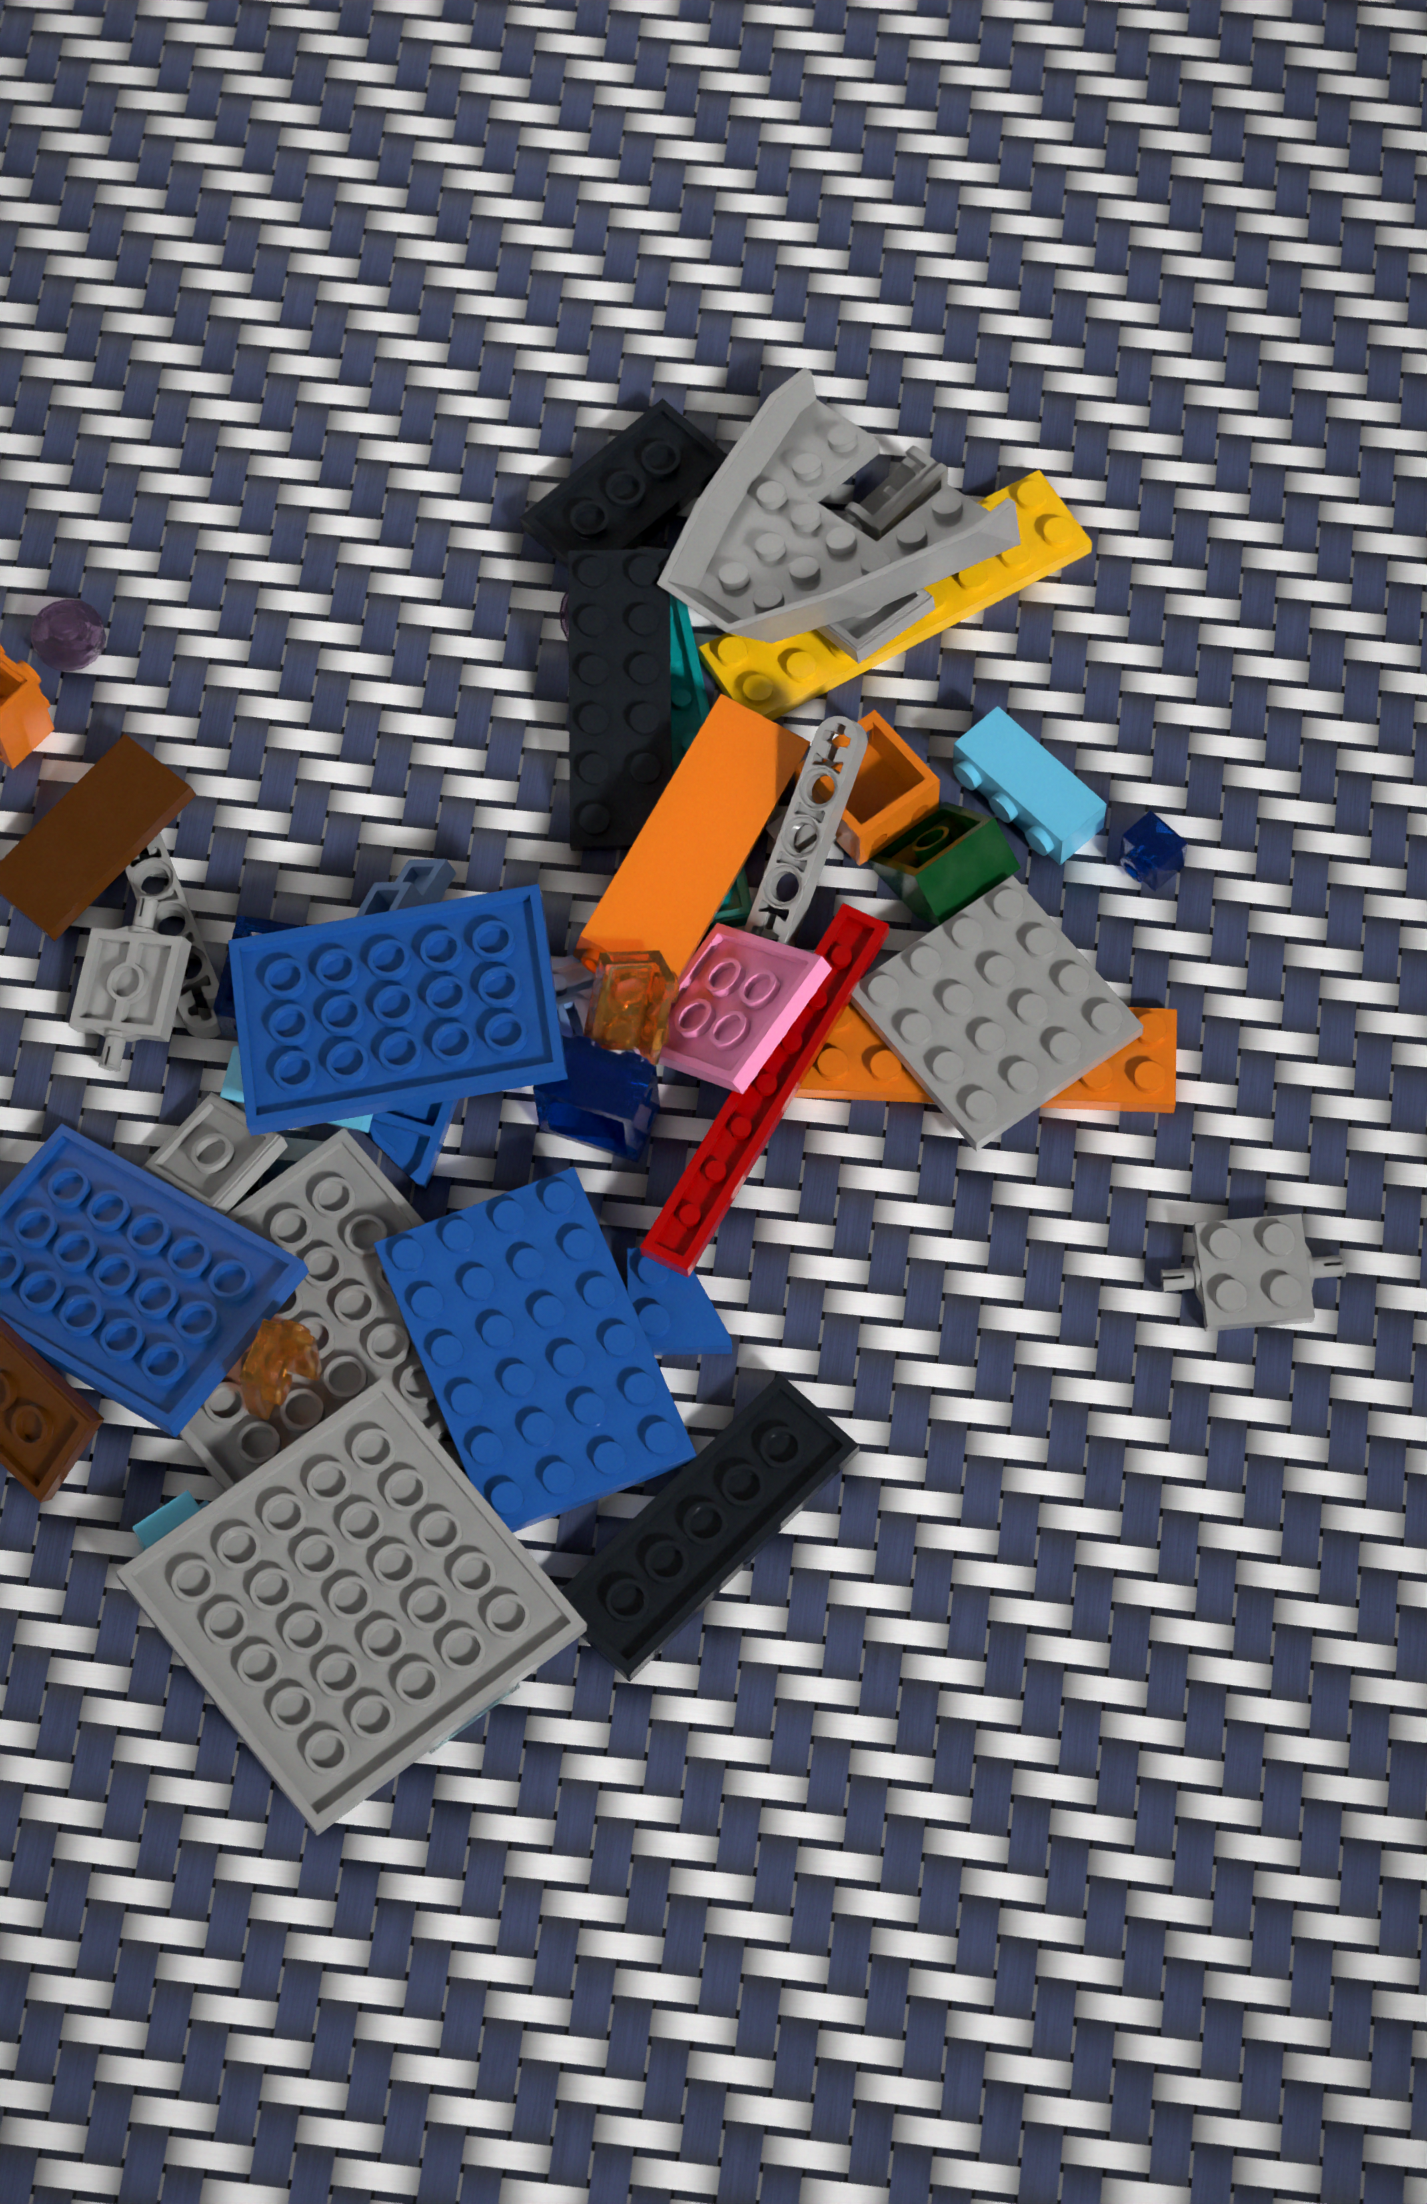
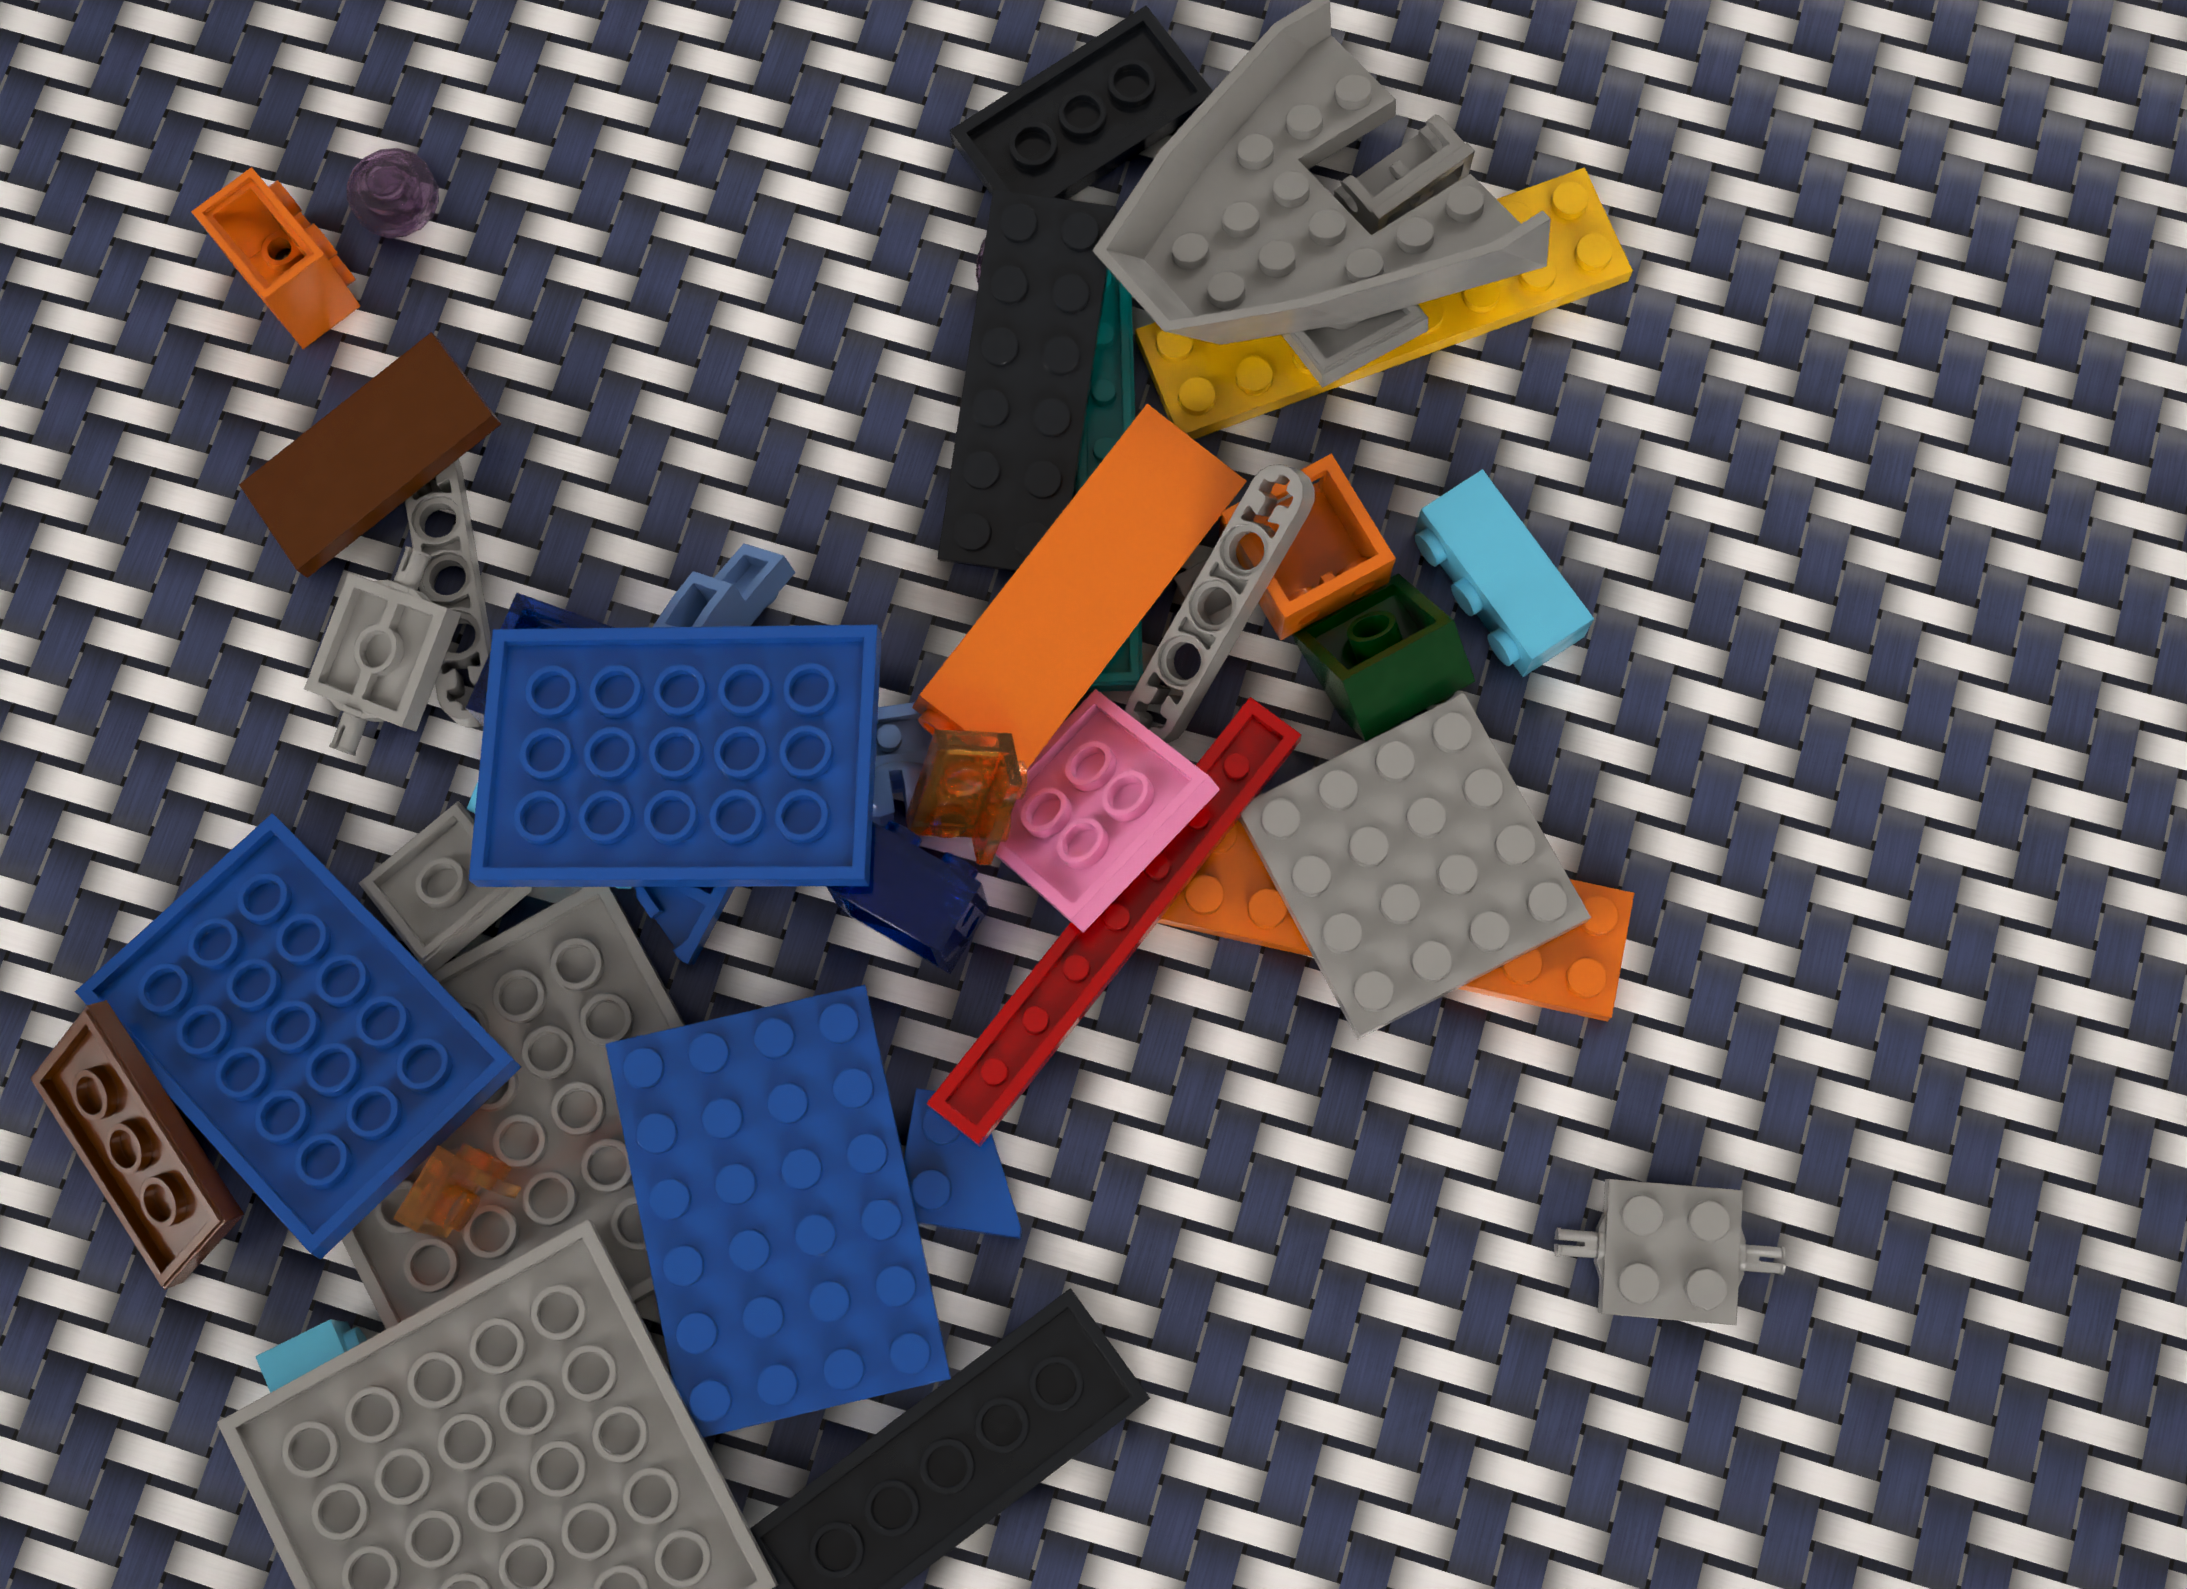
camera: 10 degrees right, 10 degrees up
(1152, 851) = (1638, 684): clear blue plate -> none

